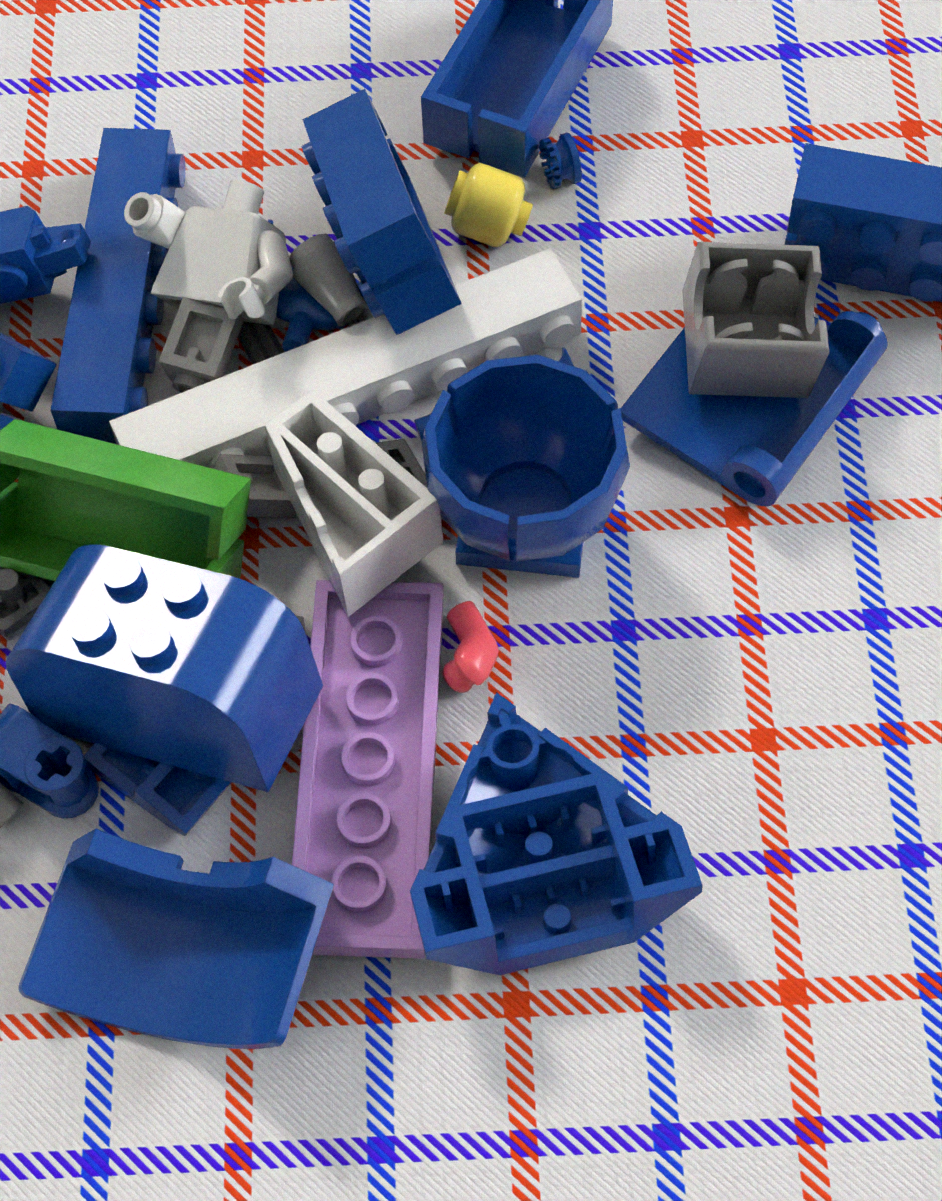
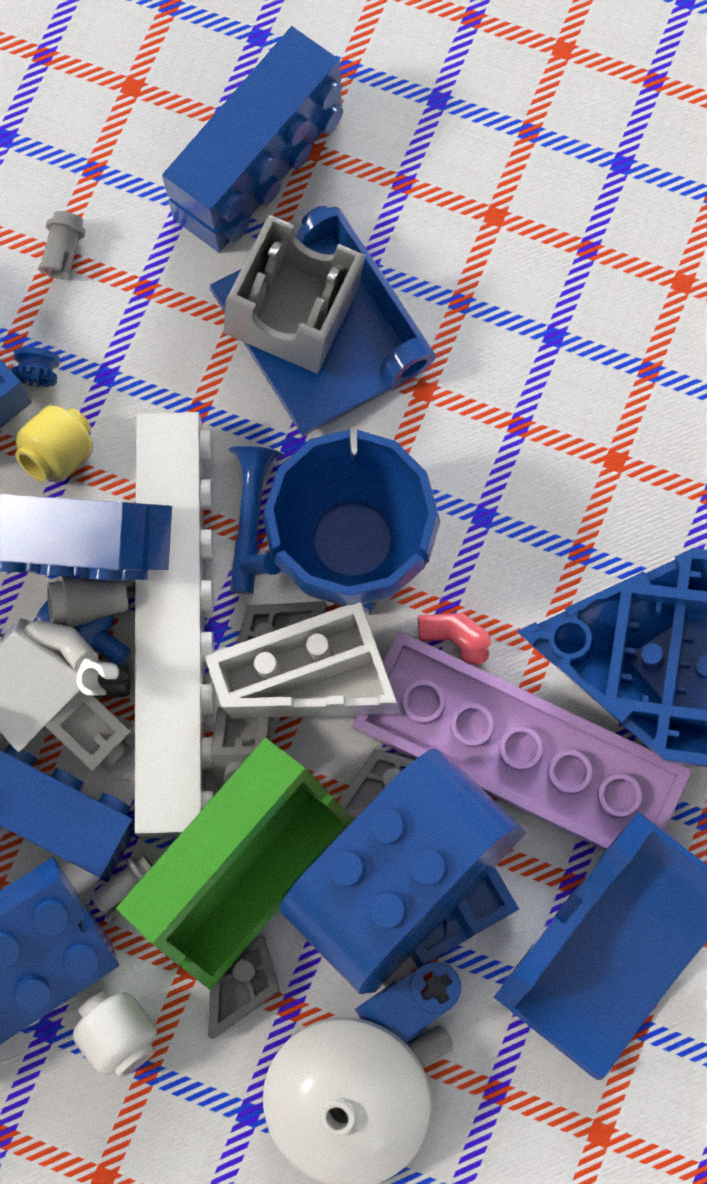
camera: 65 degrees left, 15 degrees up
(704, 132) = (61, 244): none -> light grey pin

